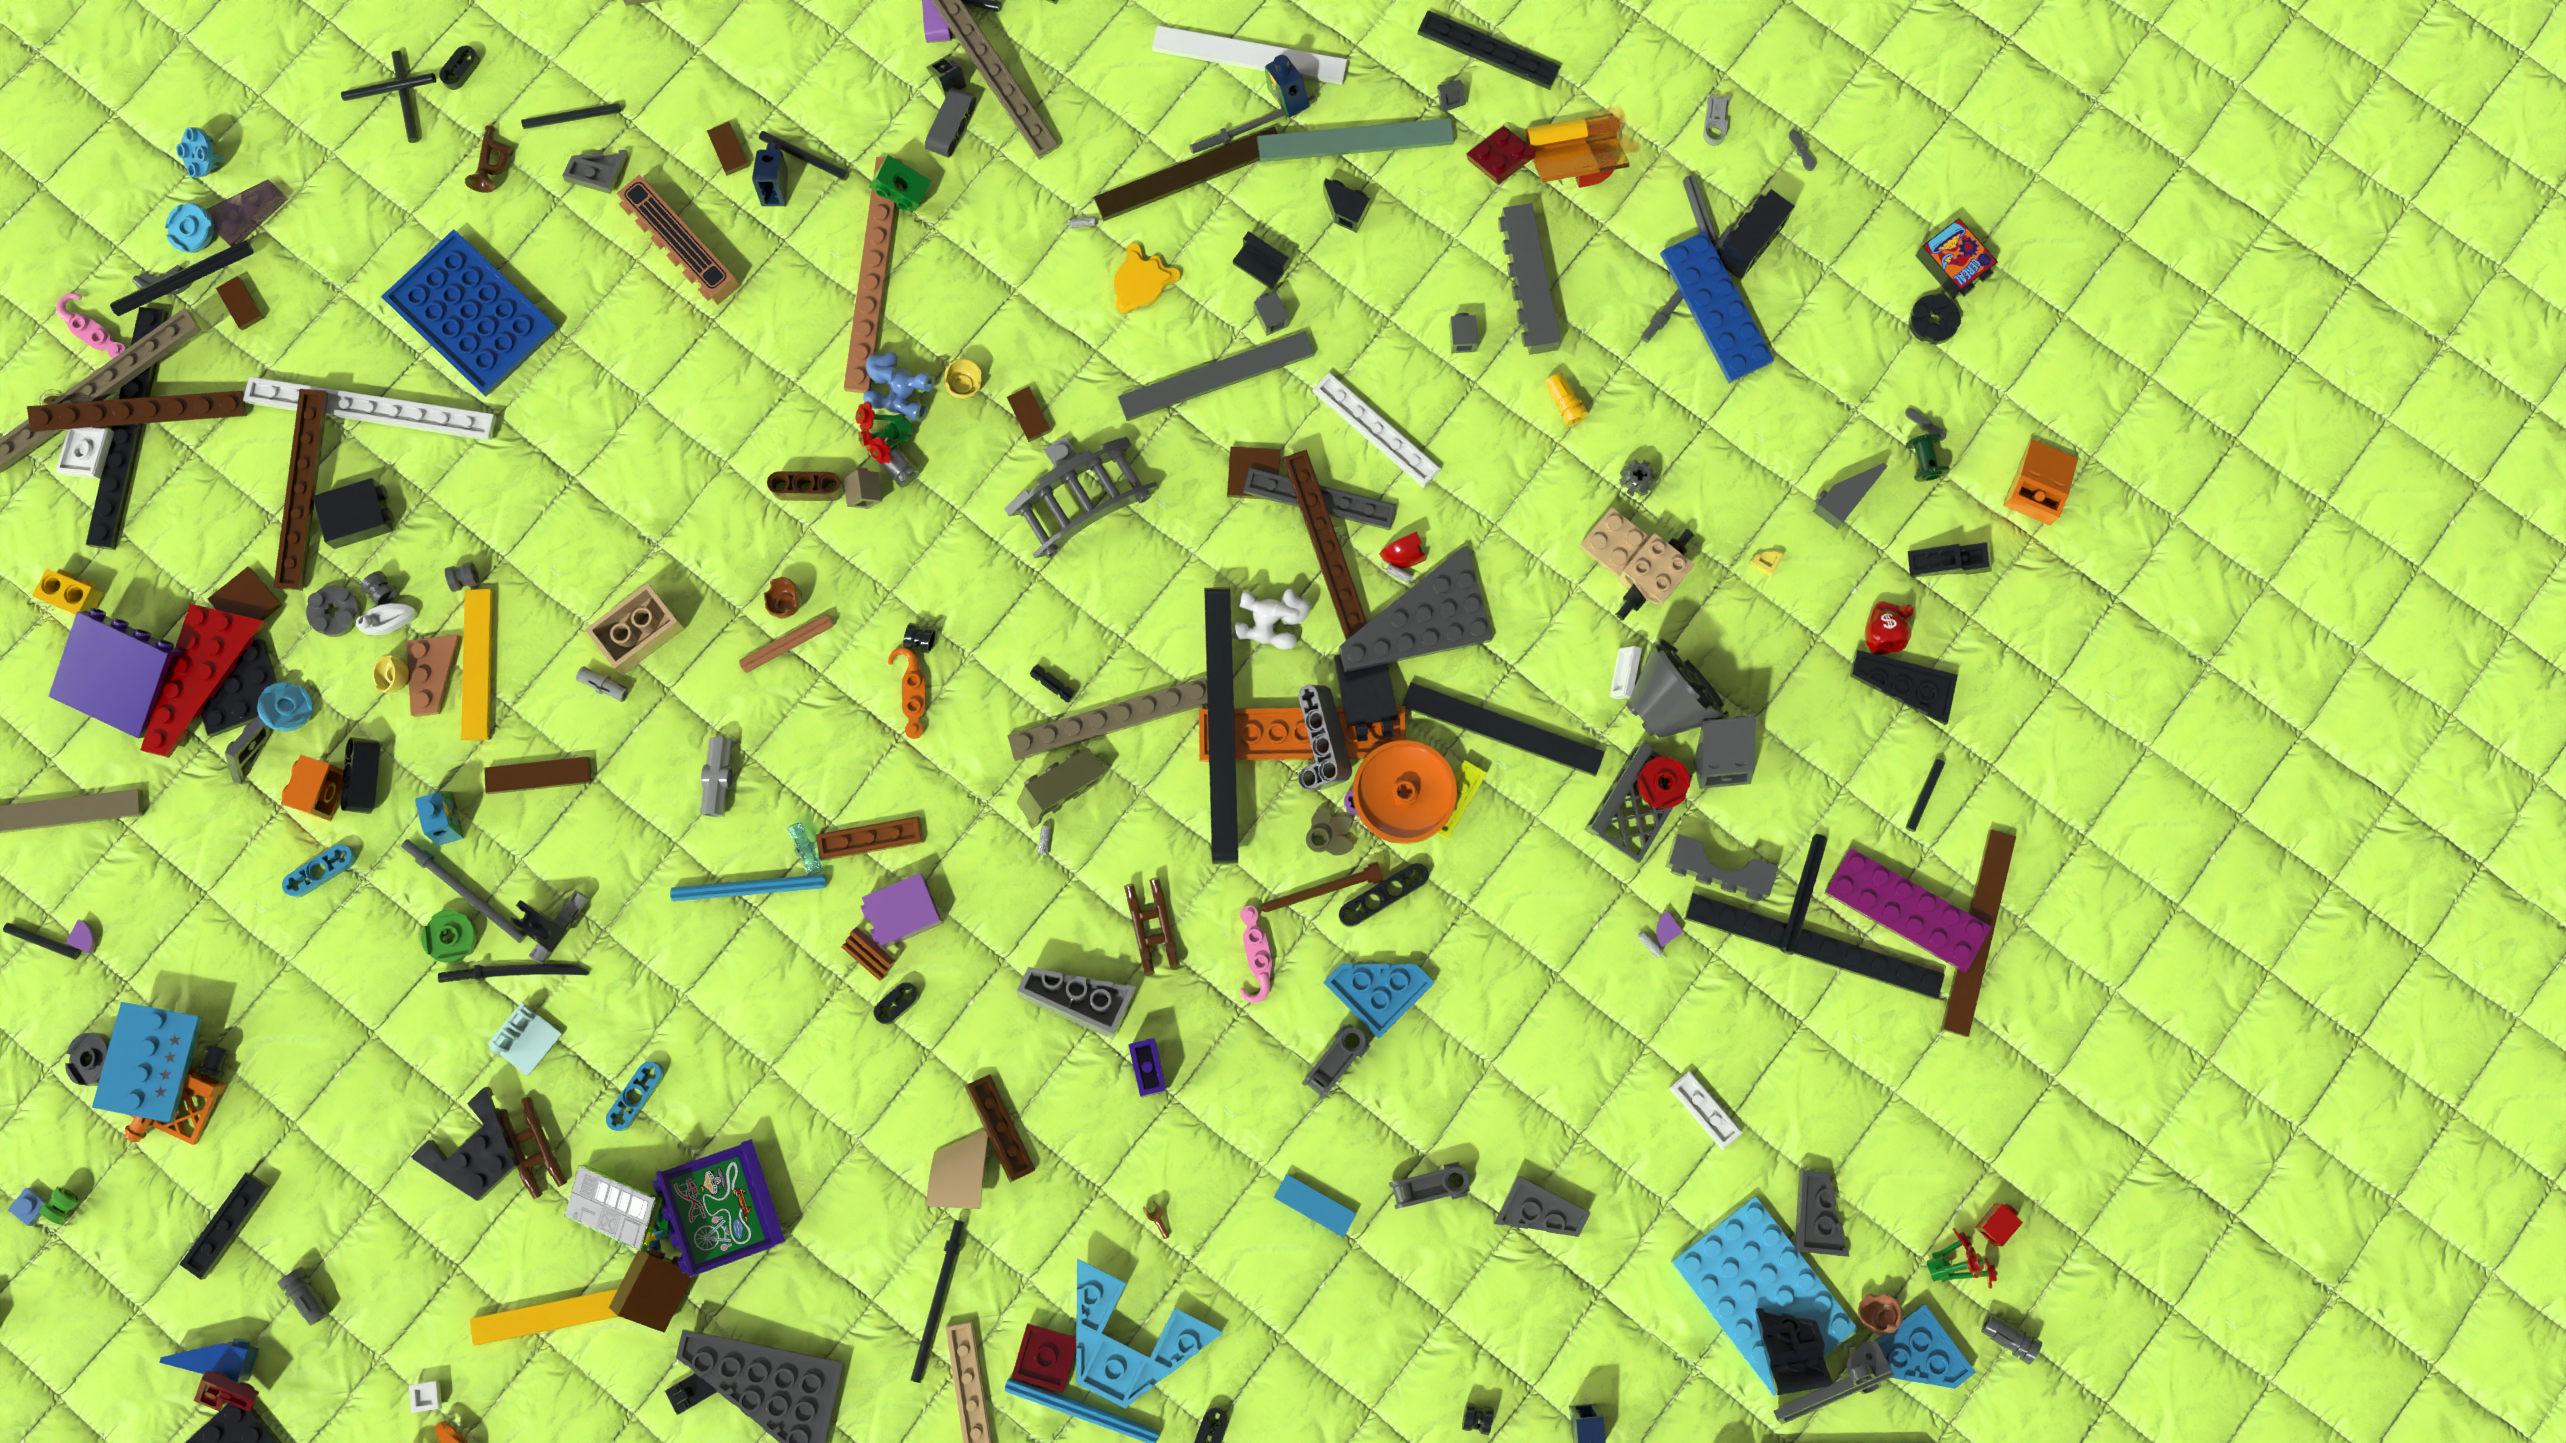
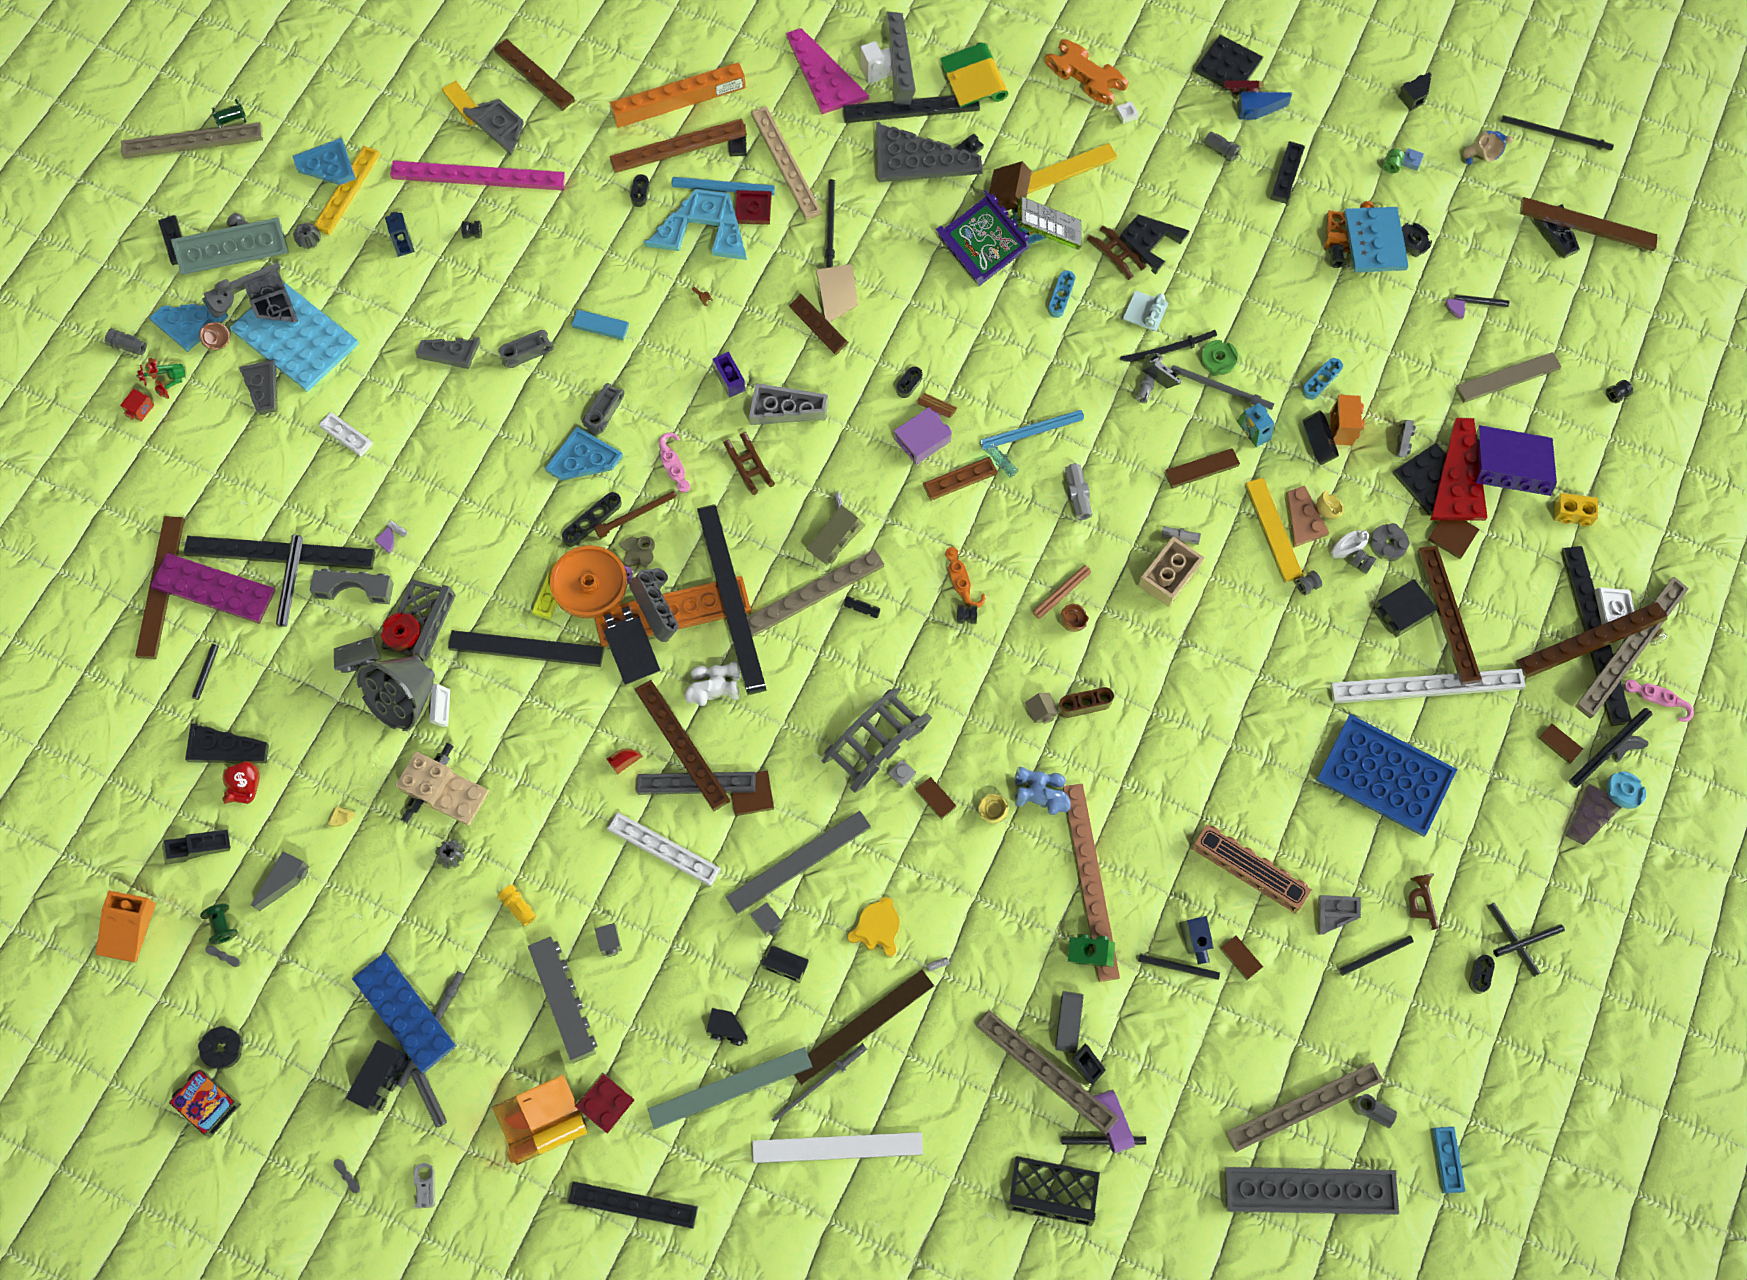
camera: 165 degrees right, 10 degrees down
(197, 152) = (1649, 847): dark azure plate -> none
(285, 706) = (1391, 469): medium azure tile -> none
(898, 429) = (1032, 758): plant -> none
(900, 467) = (1024, 734): flat silver piece -> none
(1281, 77) = (797, 1115): dark blue torso -> none
(1399, 573) = (624, 743): white piece -> none
(1430, 618) = (592, 713): dark grey wing -> none
(1451, 95) = (656, 1149): dark grey tile -> none

